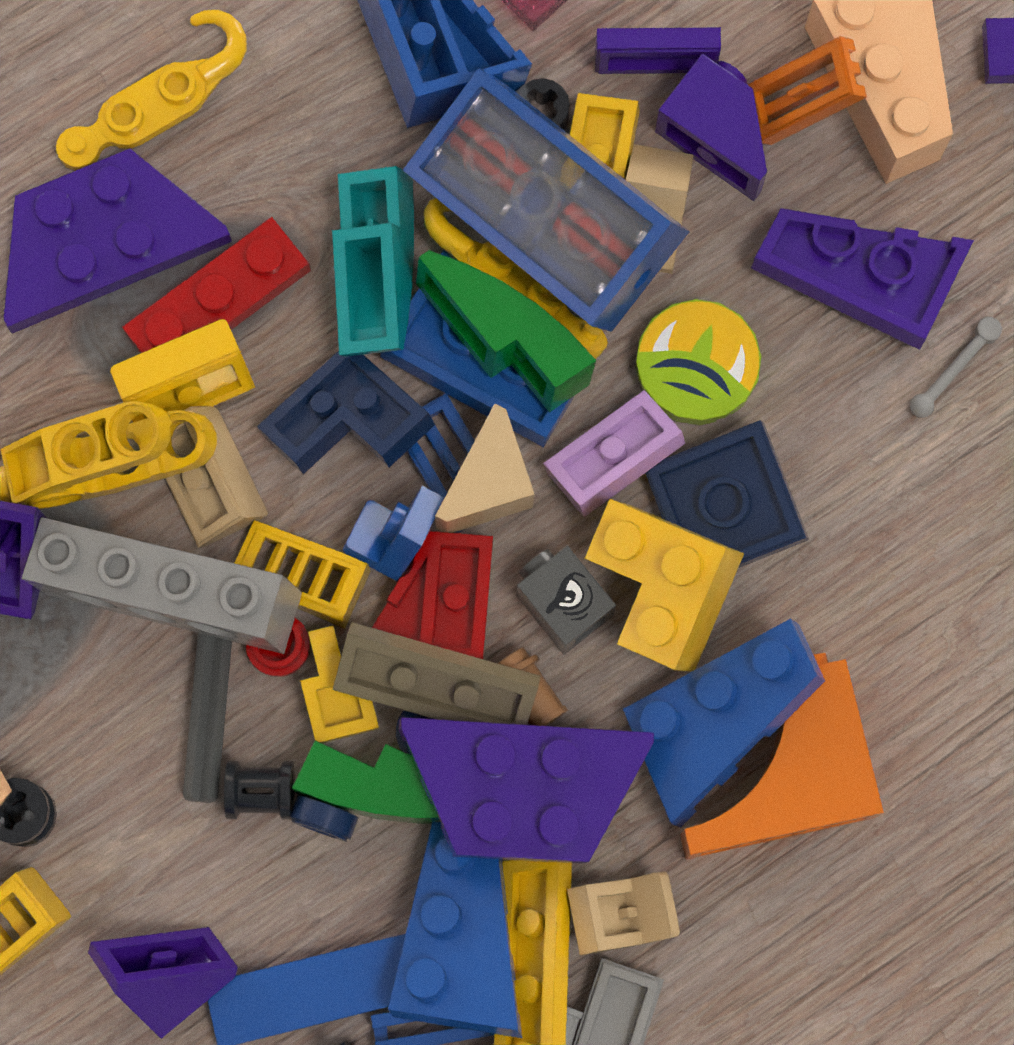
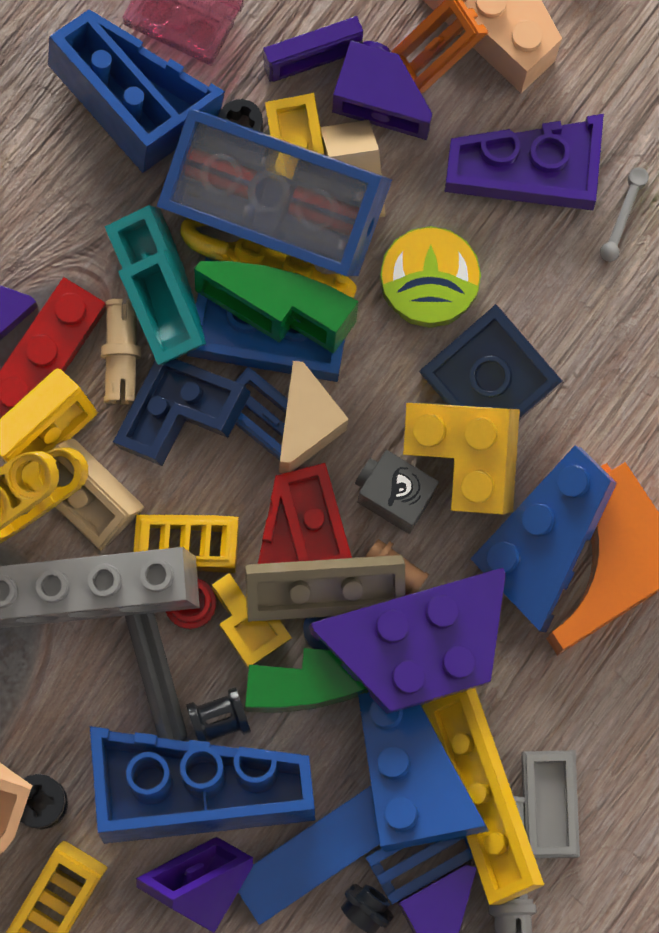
camera: 25 degrees left, 0 degrees up
(192, 858) = (185, 788): none -> blue wedge
(304, 327) = (120, 352): none -> tan pin
(323, 818) = (275, 722): dark blue tile -> none
(392, 538) = (249, 491): blue bracket -> none
(614, 453) = (393, 367): lavender plate -> none
(623, 913) = (528, 711): tan bracket -> none

